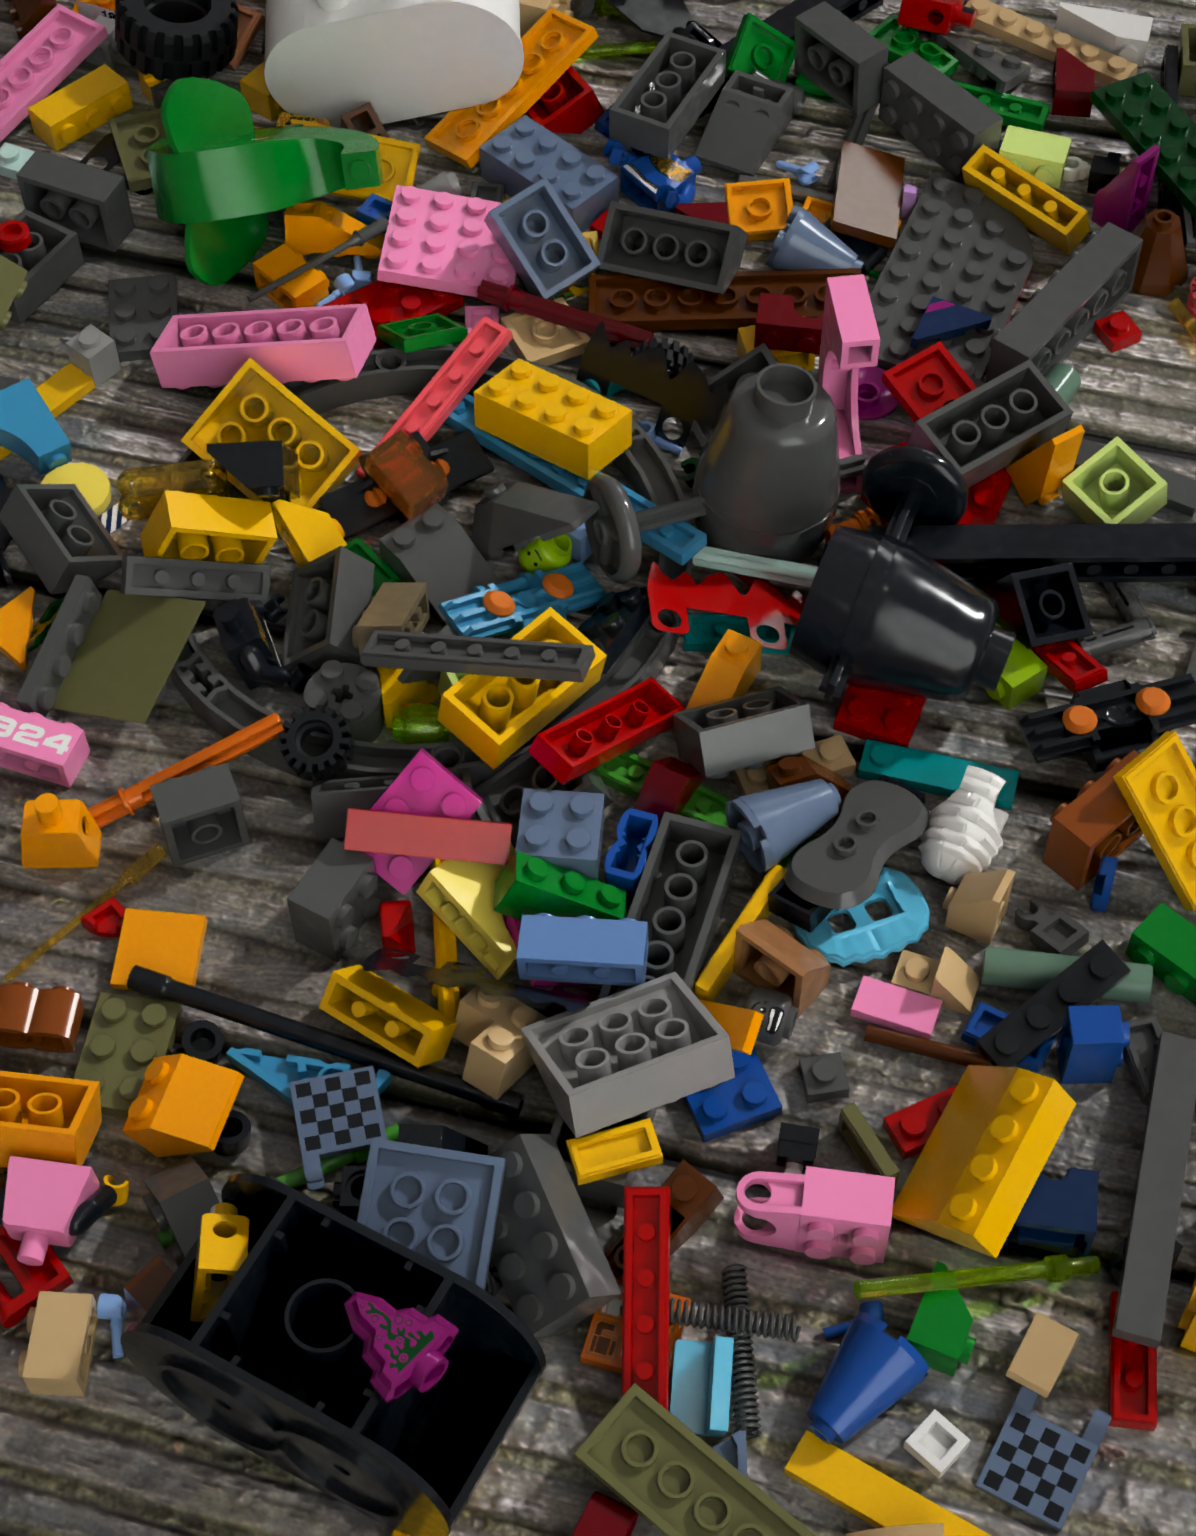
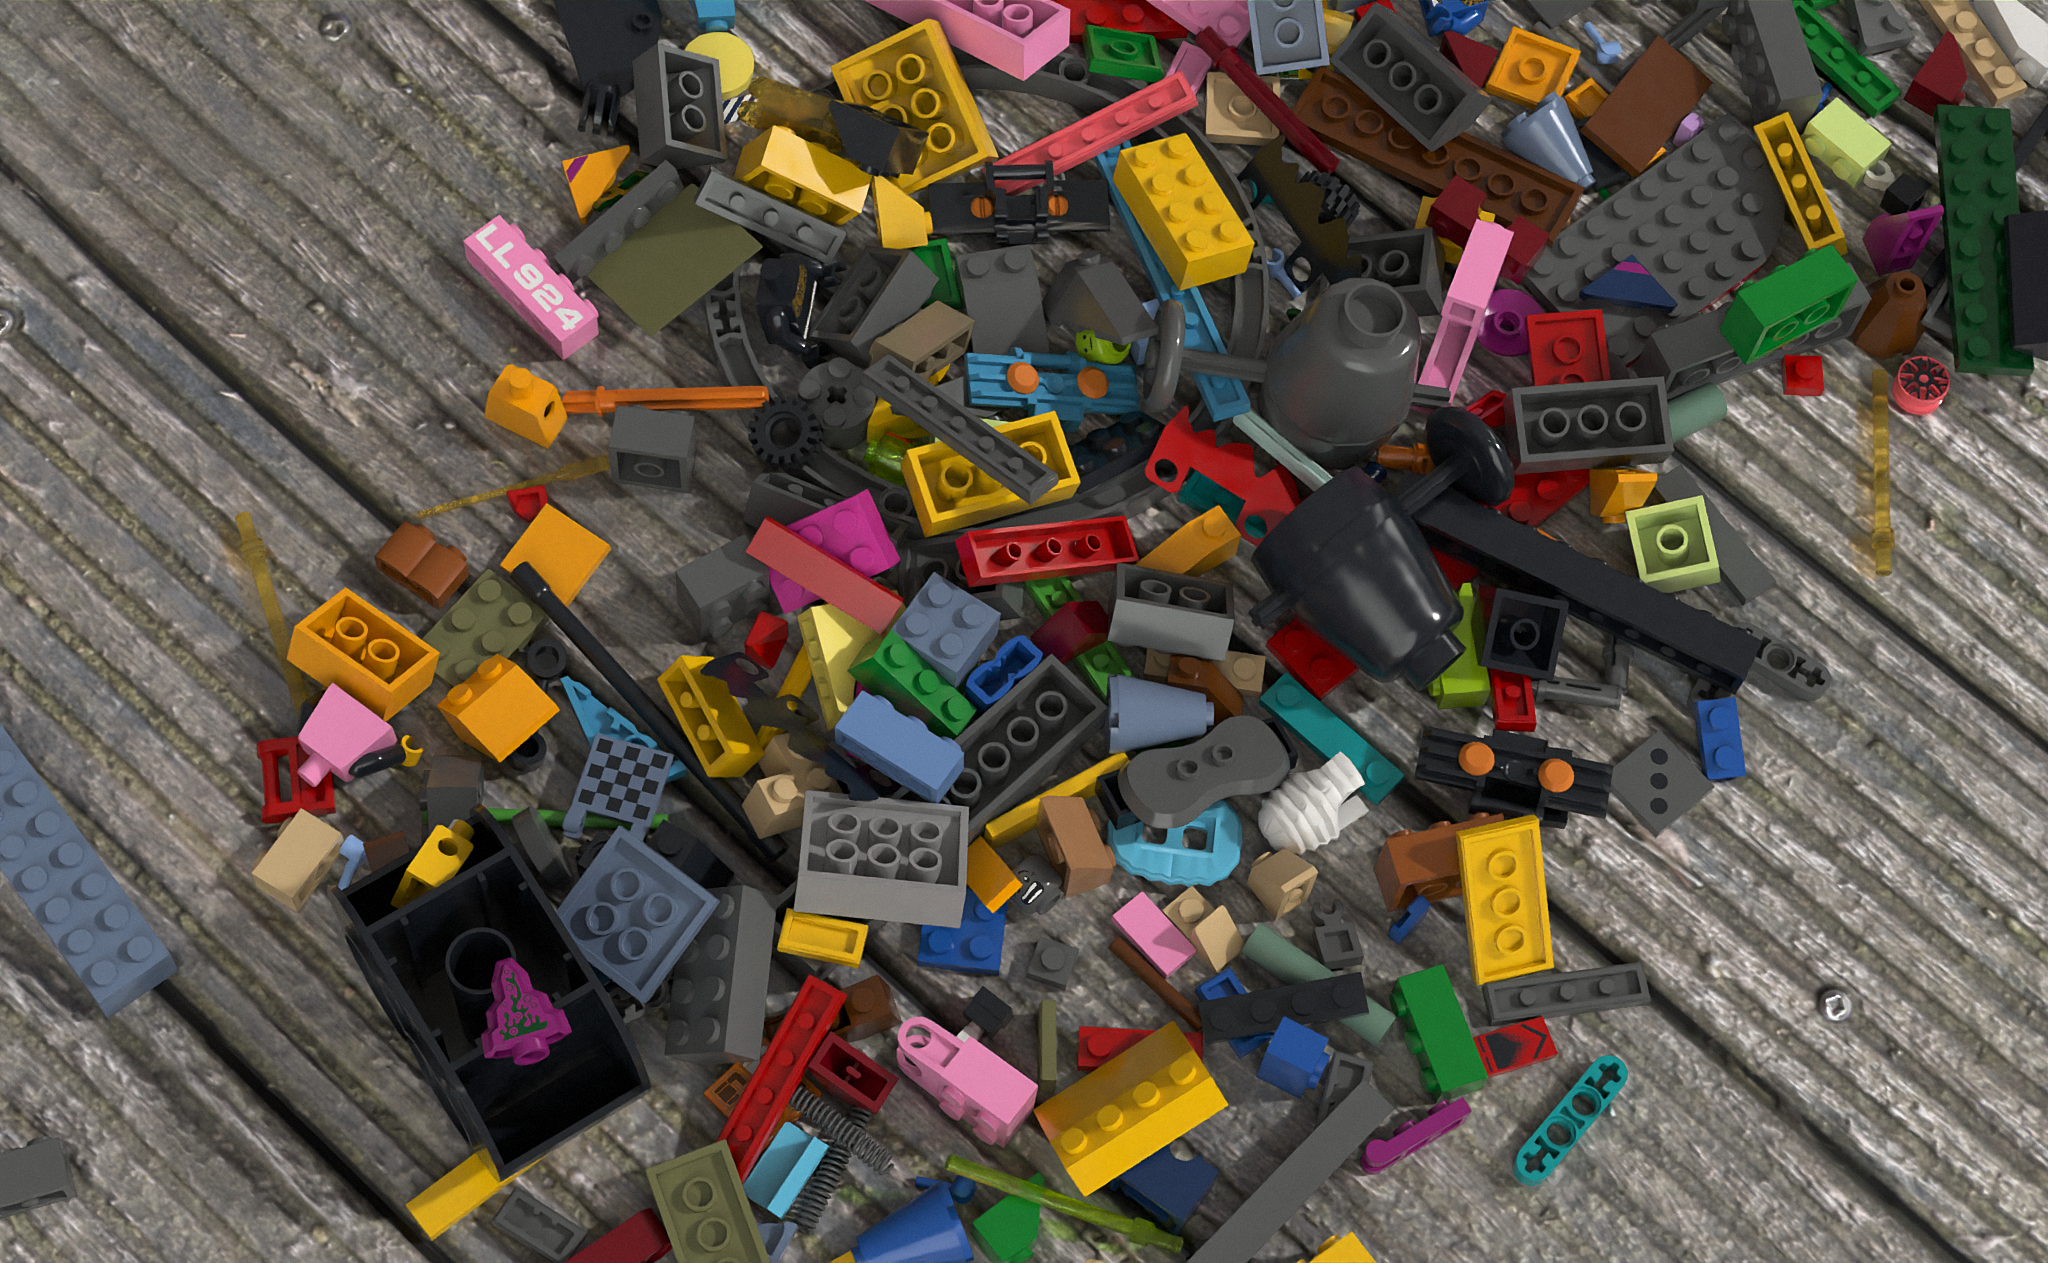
camera: 20 degrees right, 10 degrees up
(406, 474) = (1013, 204): clear orange brick -> none
(712, 1264) = (851, 1074): none -> dark red slope
(1090, 261) = (1787, 303): none -> green brick

